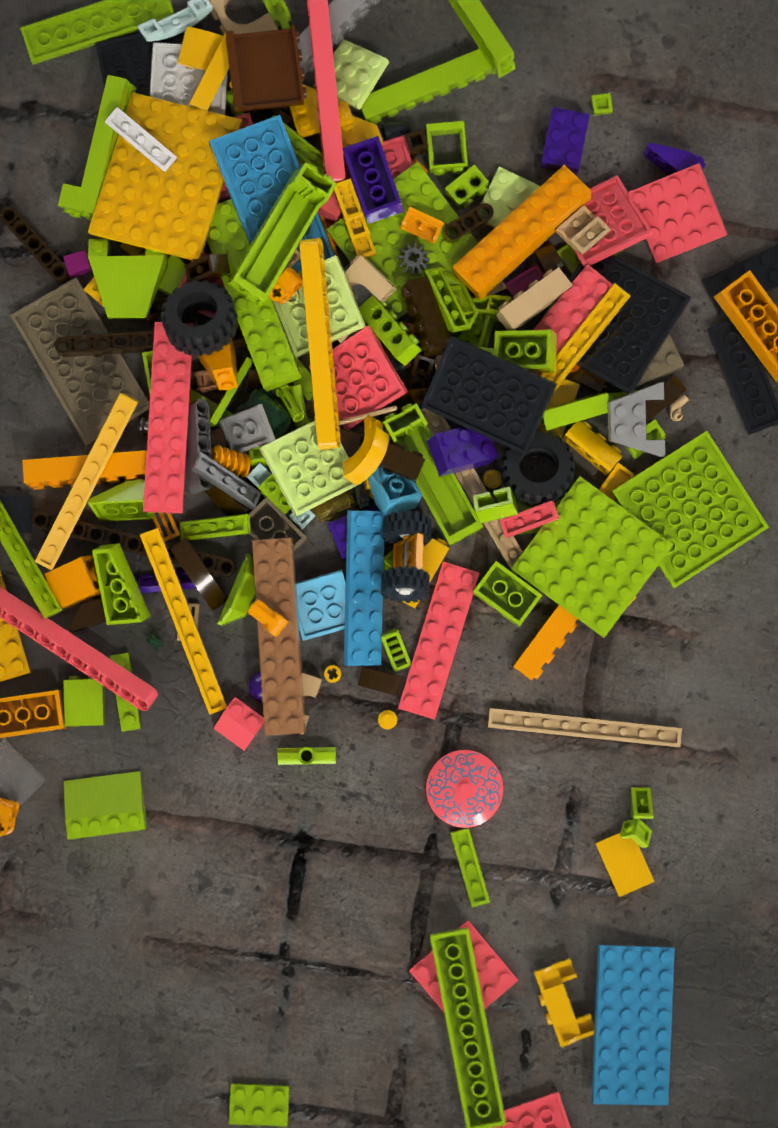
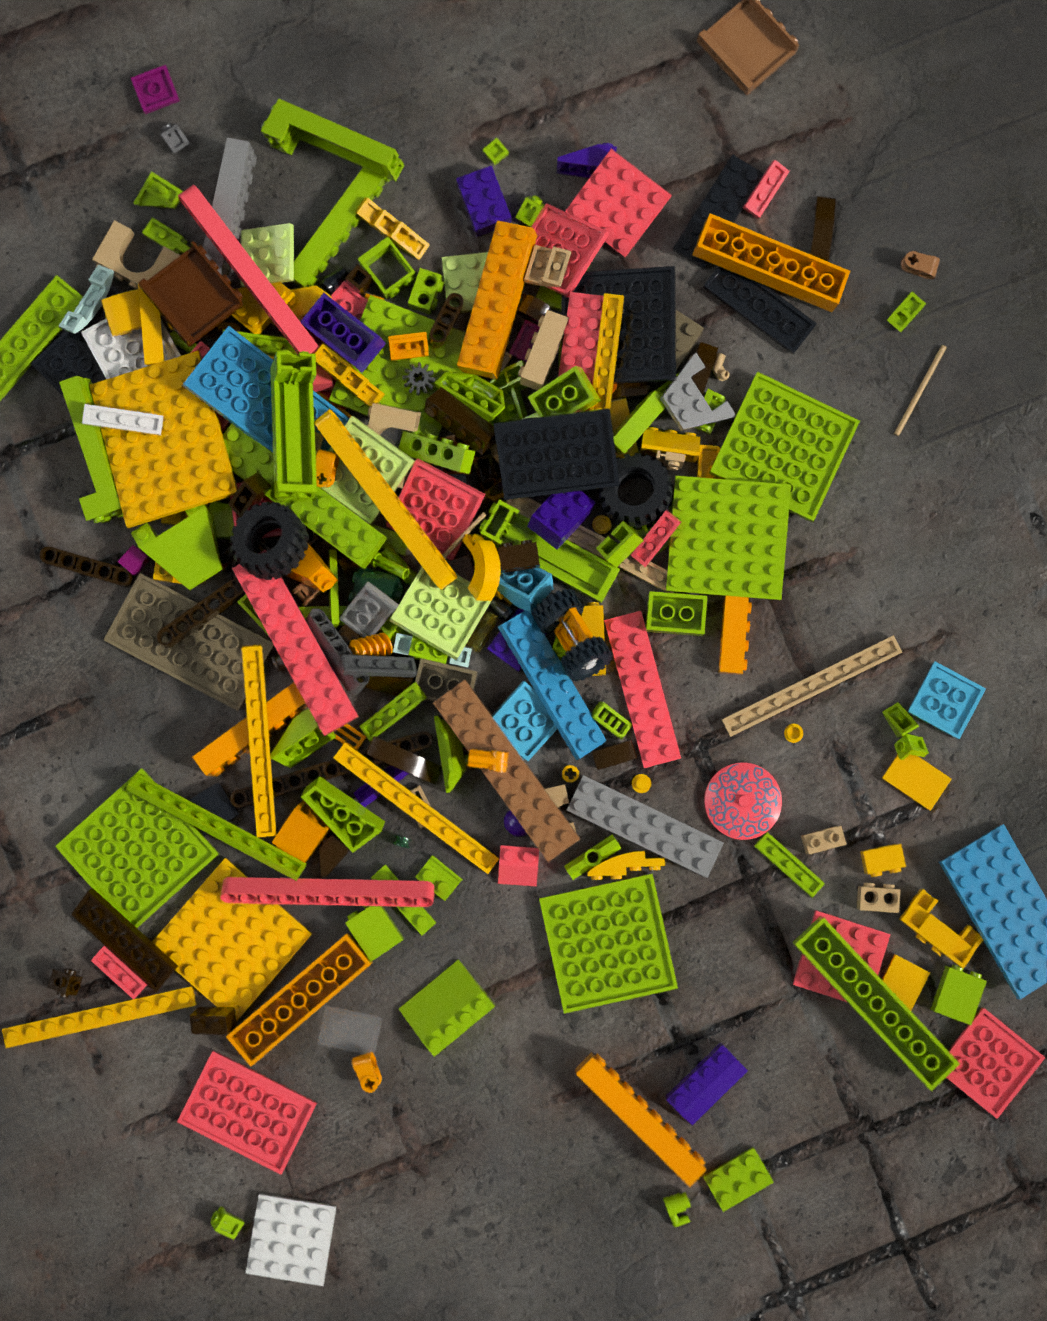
camera: 30 degrees left, 0 degrees up
(168, 691) = (441, 876): none -> lime plate
(192, 1092) = (676, 1204): none -> lime piece
(208, 1002) = (640, 1119): none -> light orange brick
(274, 837) = (608, 943): none -> lime plate
(282, 1007) = (706, 1084): none -> dark purple slope
(323, 775) = (616, 865): none -> yellow slope
(367, 757) = (645, 826): none -> light grey brick
(472, 117) = (392, 228): none -> yellow slope
(506, 1027) = (905, 980): none -> yellow tile
(511, 864) = (823, 840): none -> tan brick
(524, 947) = (878, 903): none -> tan brick
(544, 758) = (793, 733): none -> yellow plate
(544, 1067) = (958, 994): none -> lime brick
(552, 912) = (883, 859): none -> yellow piece
(585, 461) = (671, 460): none -> tan plate
(600, 172) = (530, 210): none -> lime bracket
(692, 812) = (946, 700): none -> medium azure plate

